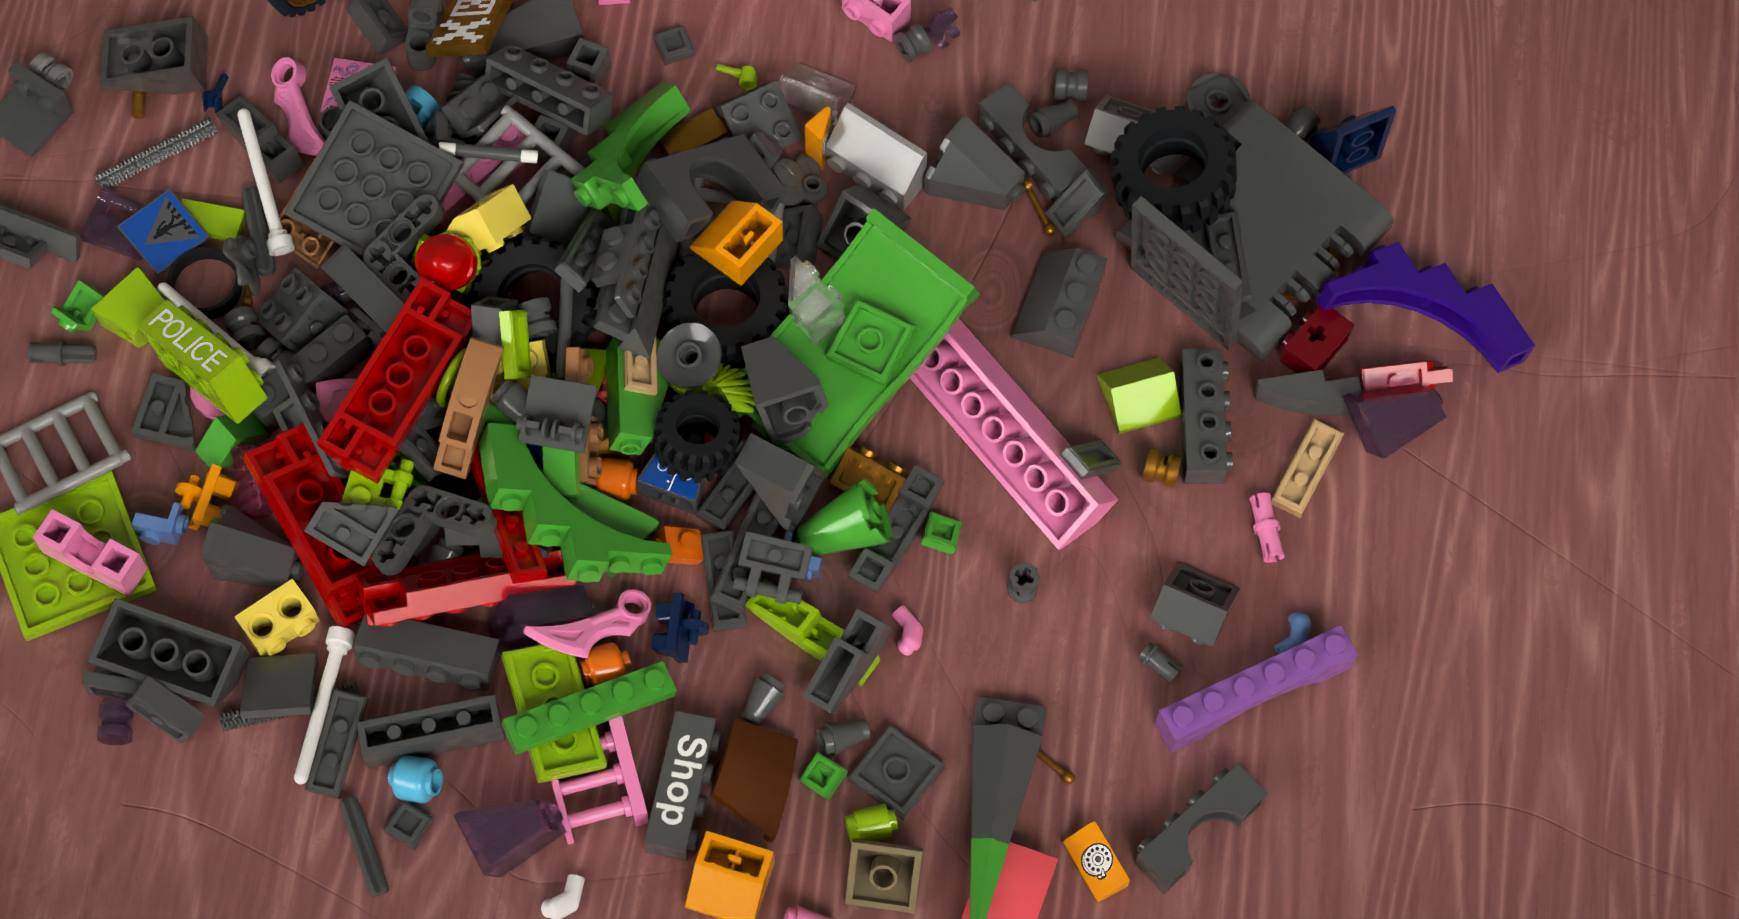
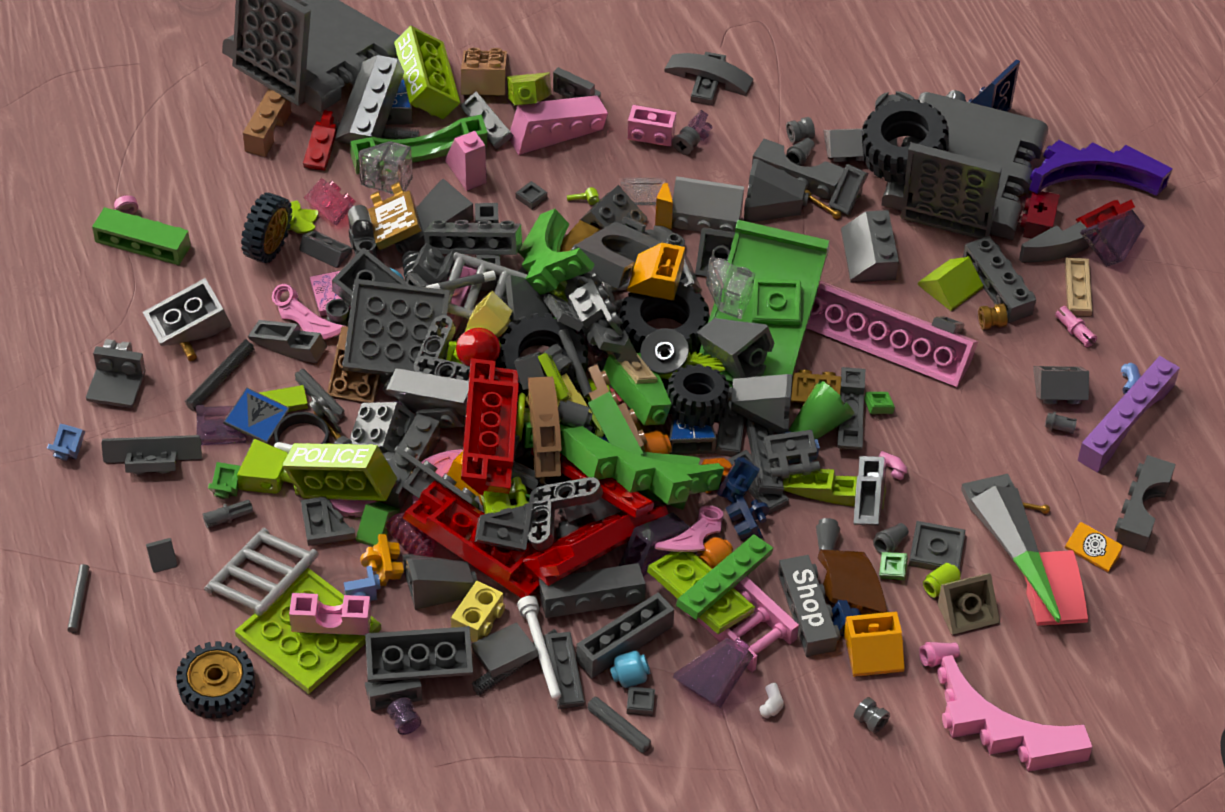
camera: 25 degrees left, 15 degrees down
(165, 710) = (437, 691): dark grey slope -> none
(213, 97) = (241, 327): dark blue hand -> none
(278, 241) = (340, 392): white piece -> none
(557, 414) = (608, 406): dark grey hinge -> none
(690, 573) = (738, 479): none -> dark blue hips
(717, 821) = (840, 612): none -> dark blue tile
(1028, 590) = (955, 405): dark grey bush -> none

